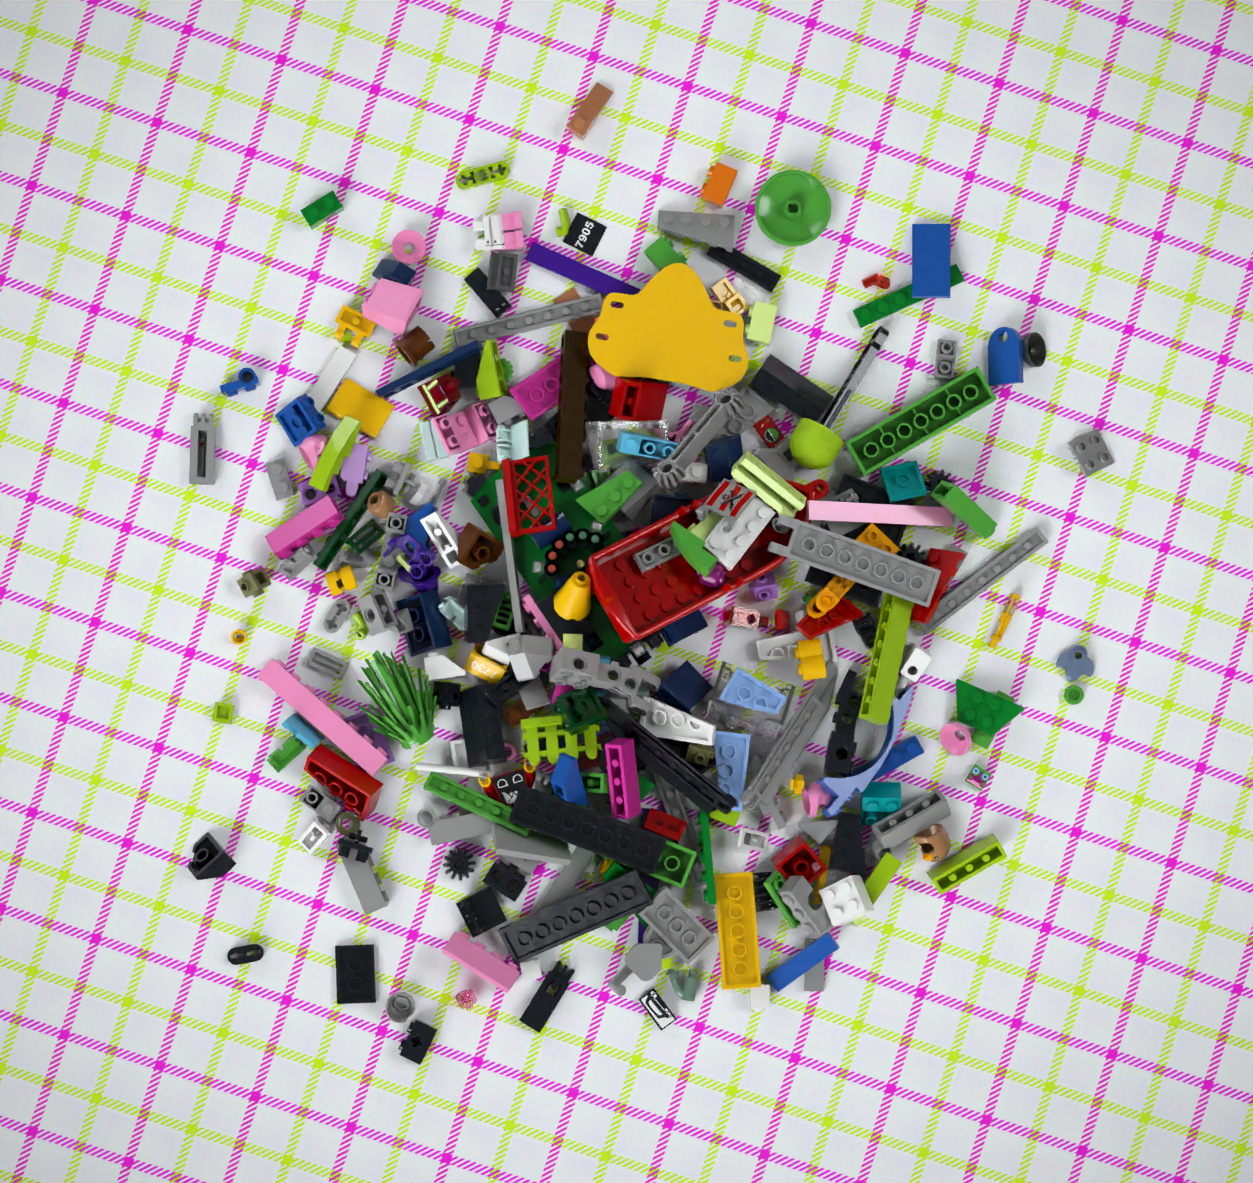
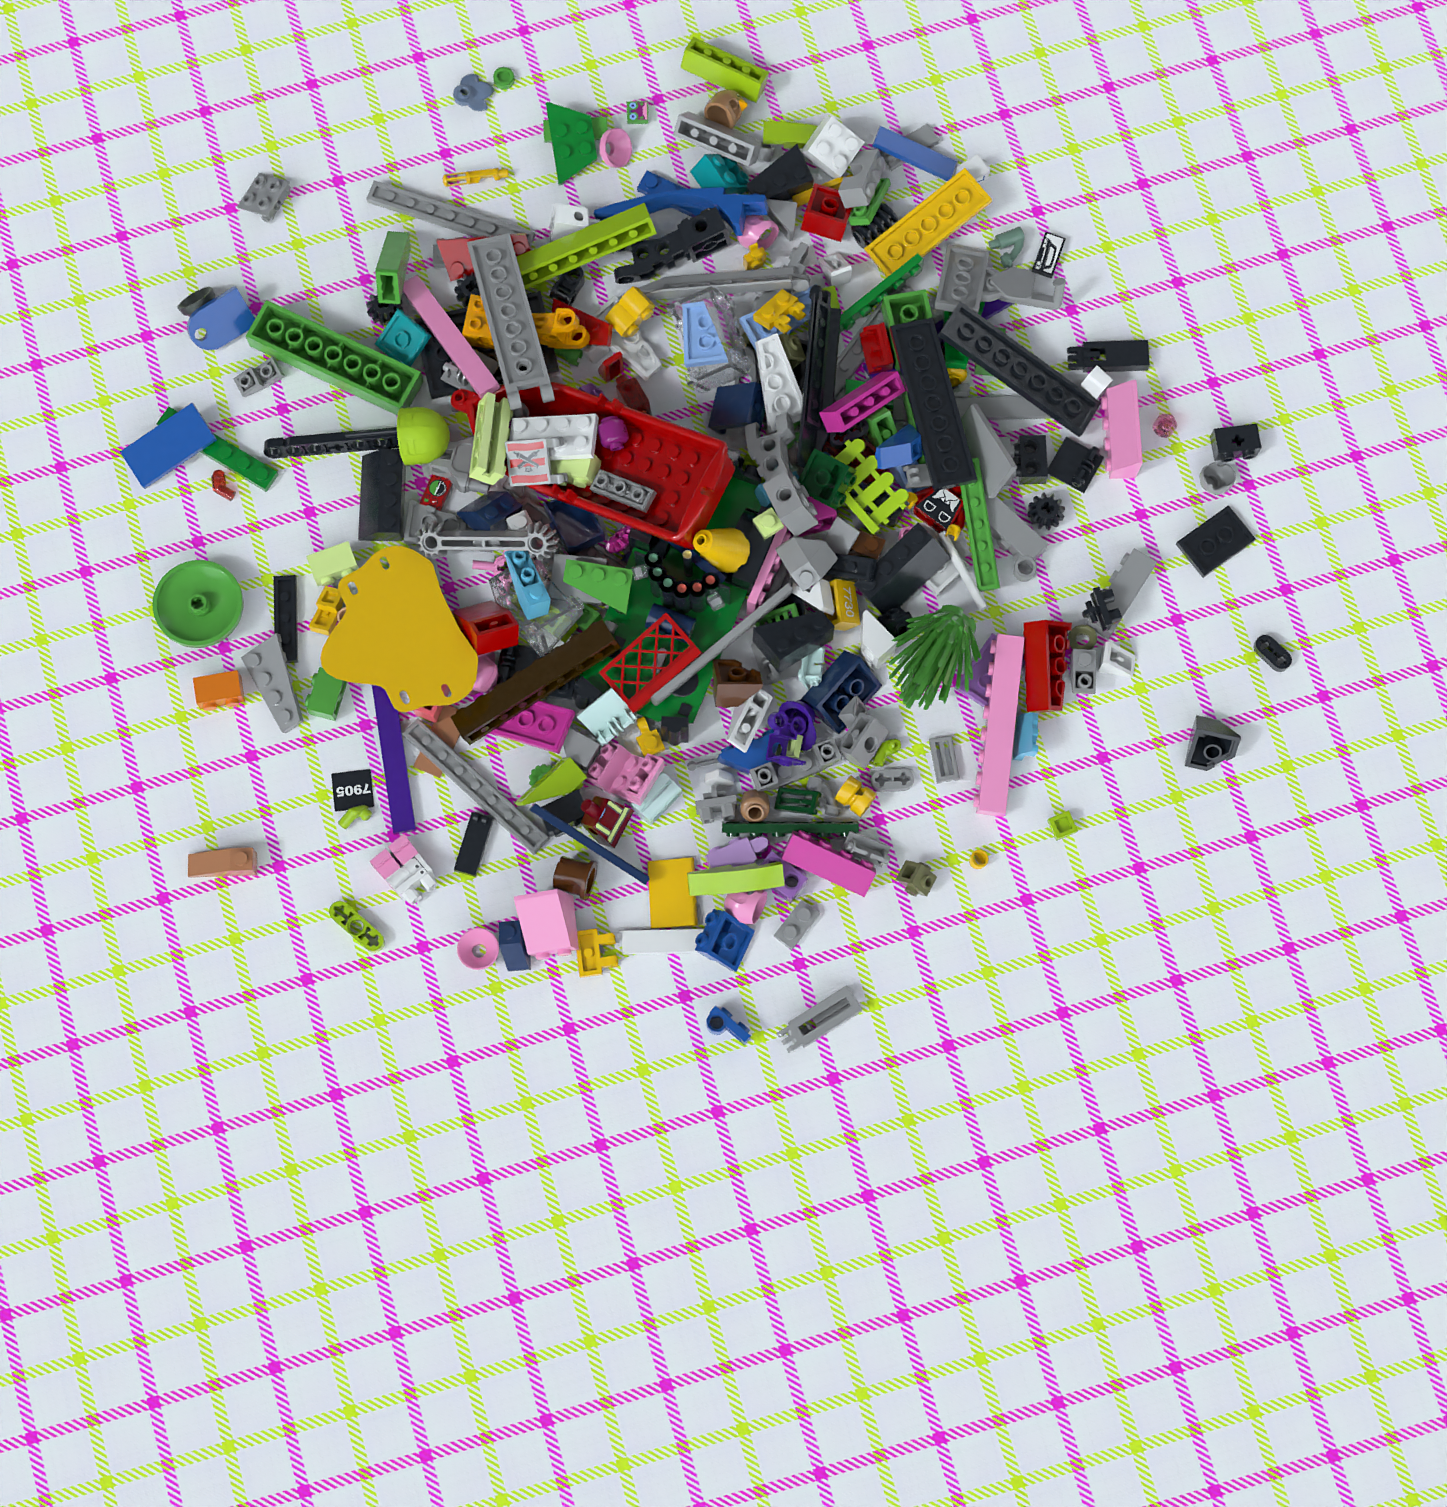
camera: 120 degrees left, 10 degrees down
(292, 748) = (1059, 737): bright green hinge -> none
(322, 210) = (496, 1061): green brick -> none
(502, 271) = (443, 841): dark grey plate -> none
(693, 549) = (601, 458): bright green slope -> none
(737, 764) = (775, 311): none -> yellow plate

